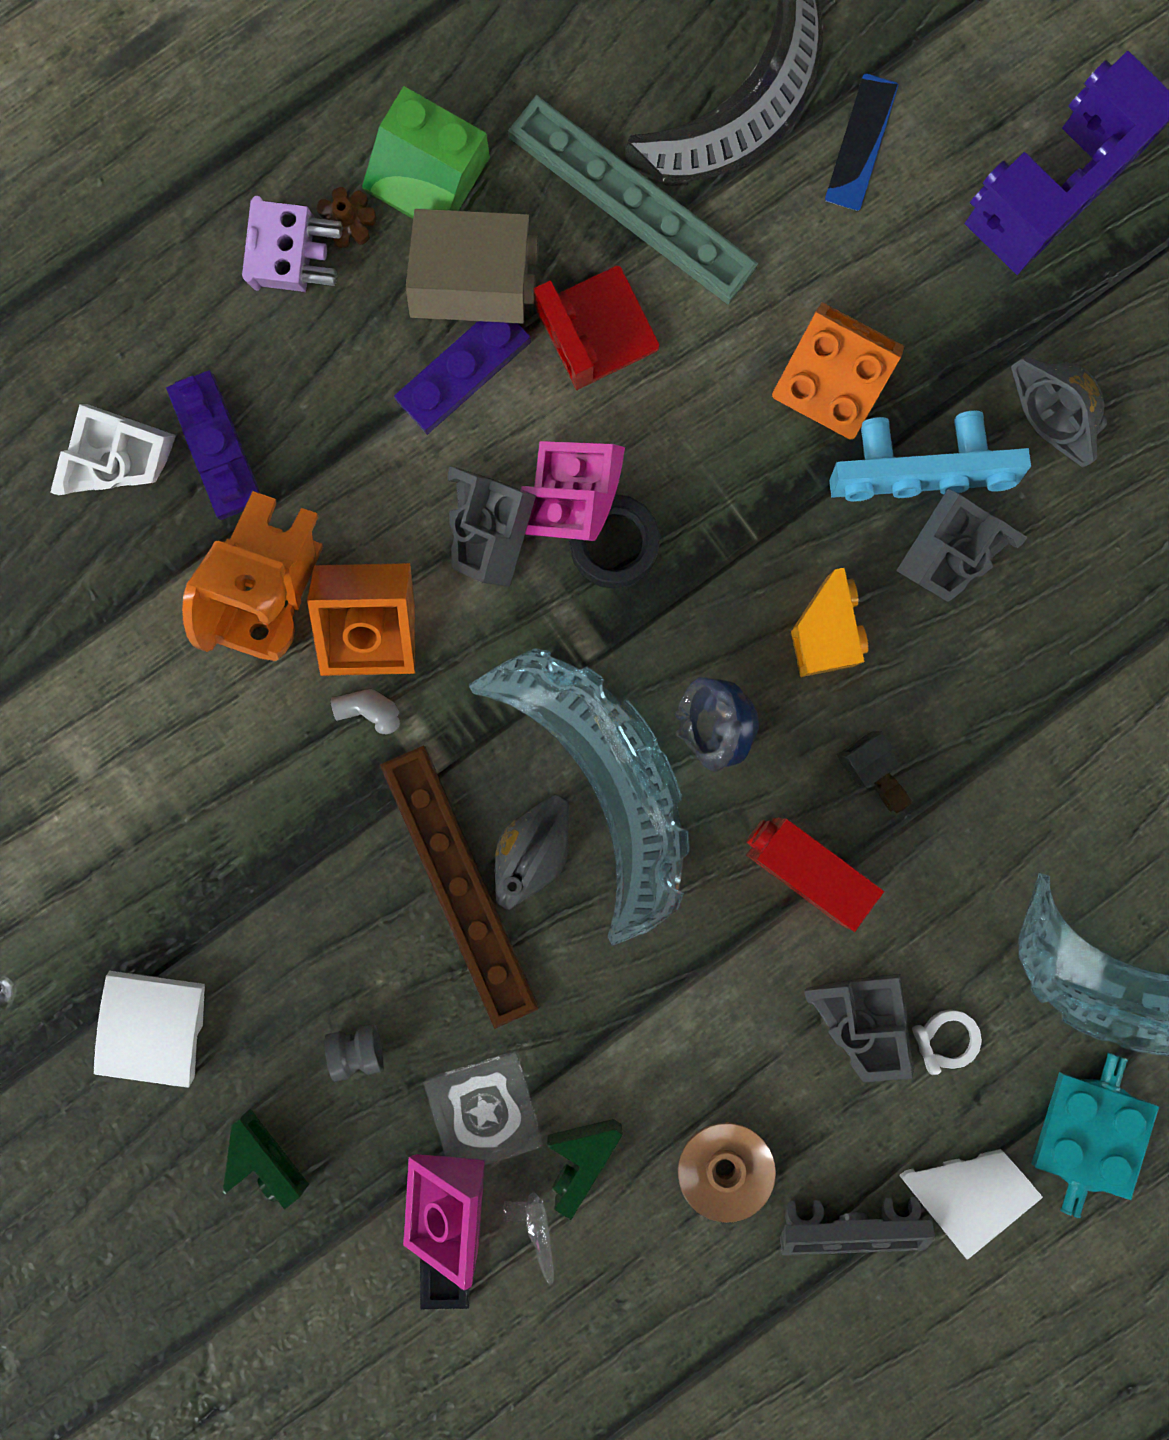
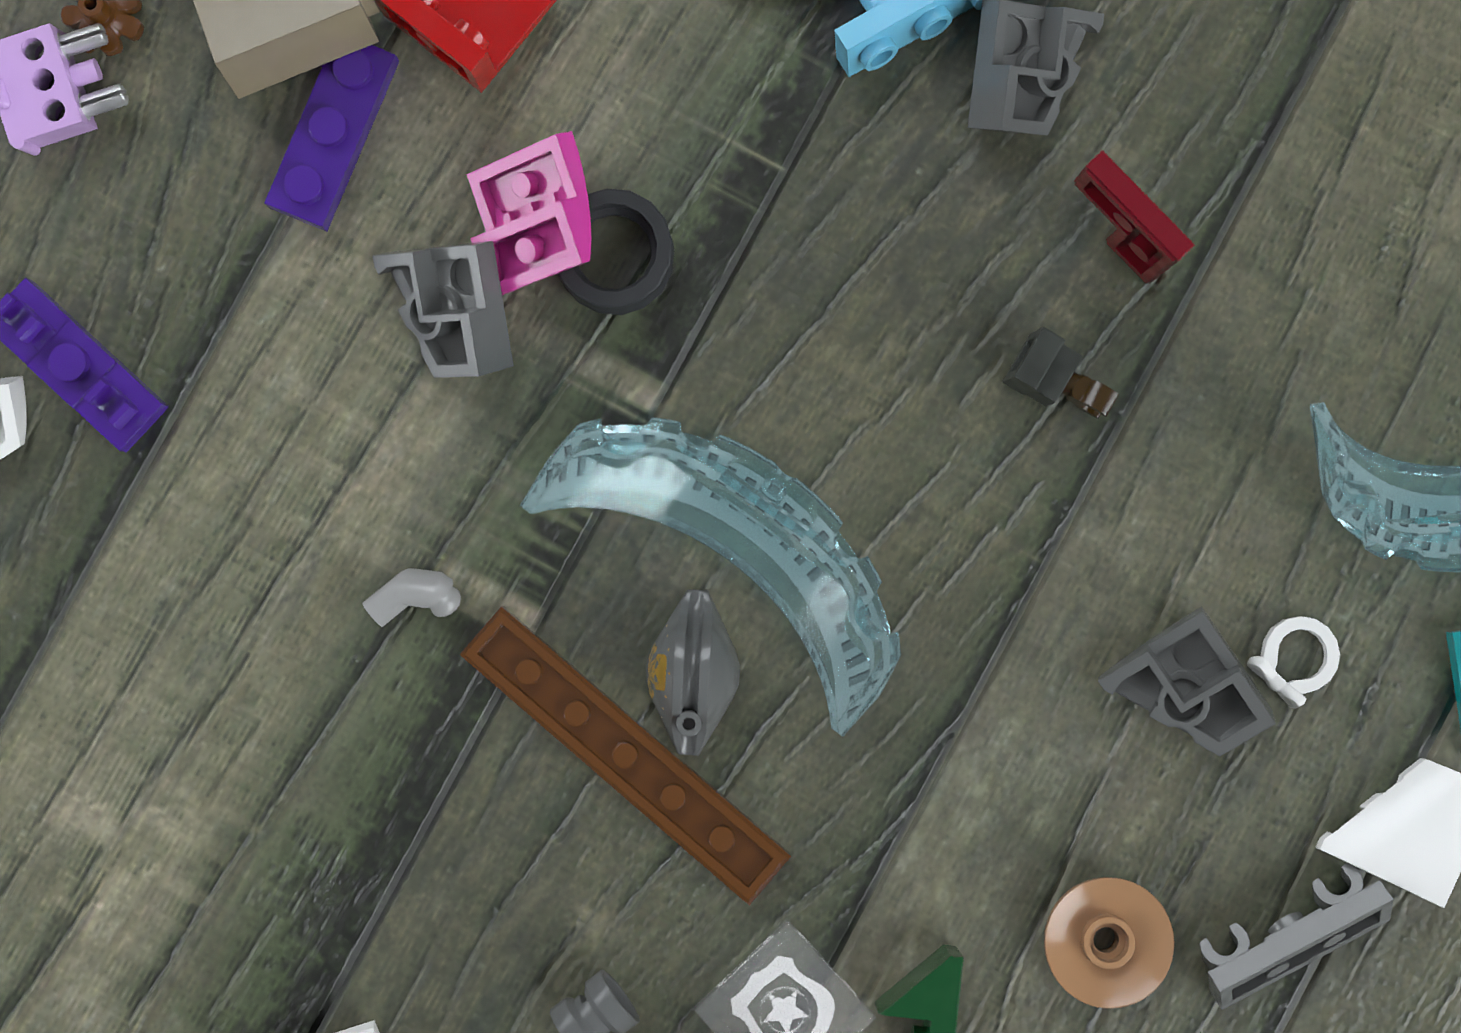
camera: 25 degrees left, 0 degrees up
(257, 557) = (207, 475): orange piece -> none
(363, 619) = (355, 488): orange slope -> none
(717, 722) = (840, 410): clear hair -> none
(813, 872) = (1040, 533): red brick -> none
(827, 630) = (919, 237): light orange slope -> none
(981, 699) = (1144, 232): none -> dark red tile

